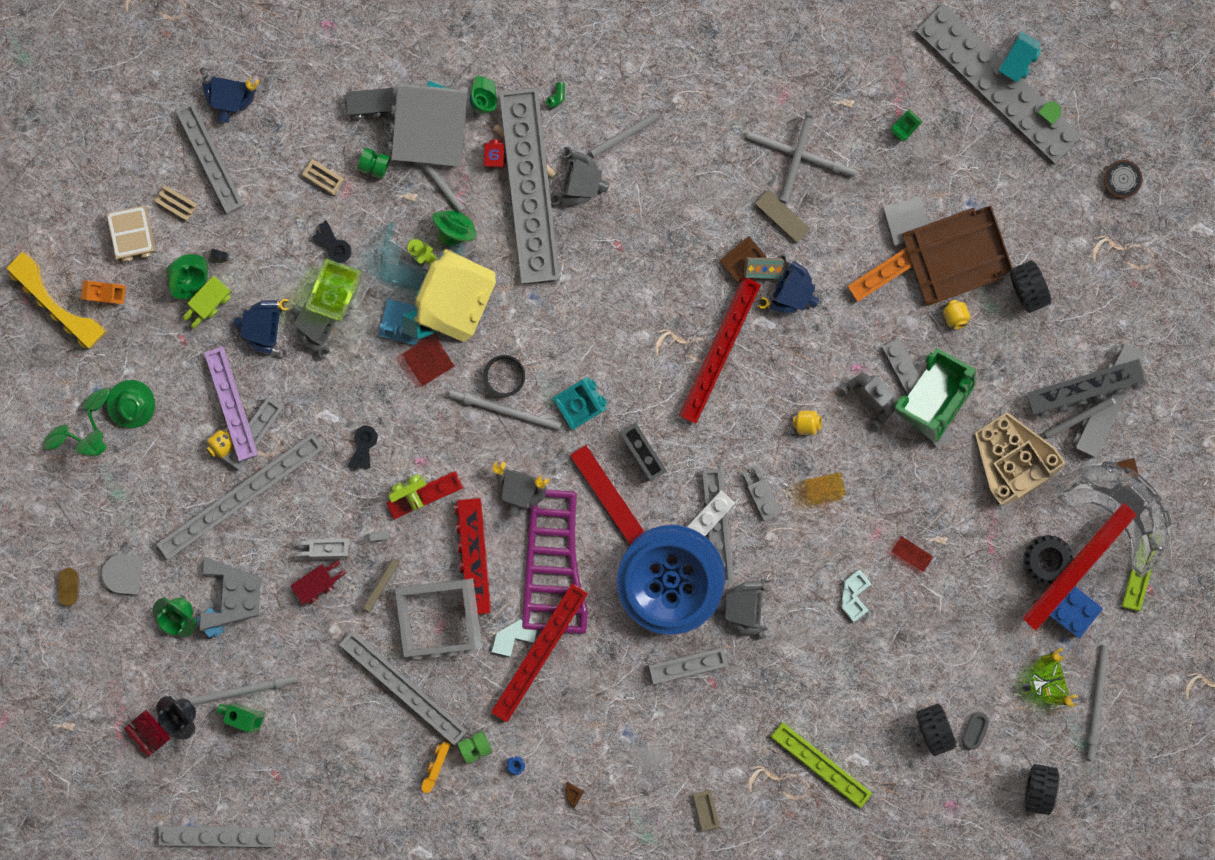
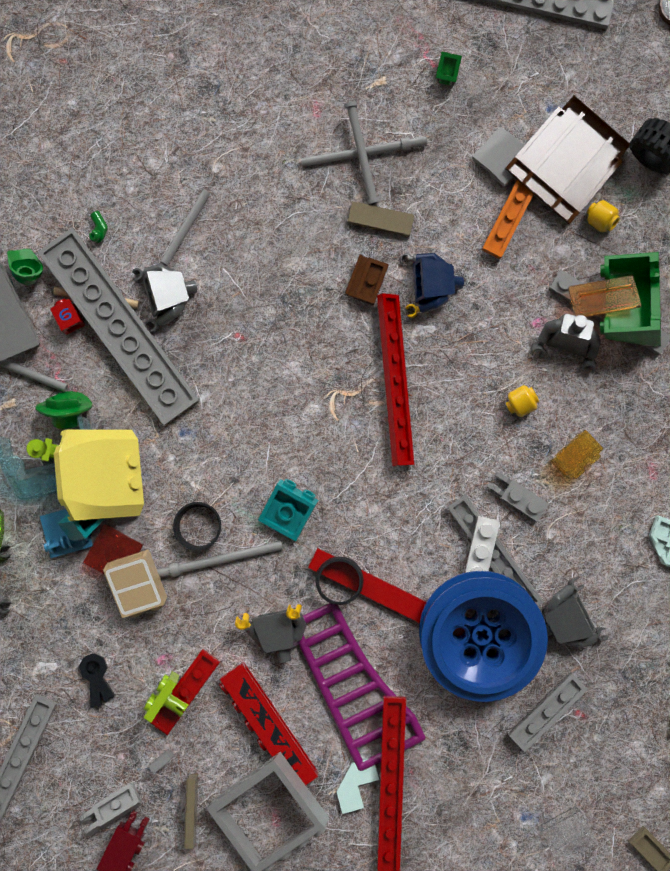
camera: 30 degrees left, 5 degrees down
(433, 393) = (135, 584): none -> tan brick
(599, 464) = (342, 559): none -> black tyre
(643, 451) = (379, 522): dark grey brick -> none
(763, 267) = (391, 276): dark tan tile -> none
(916, 379) = (604, 296): none -> clear orange piece

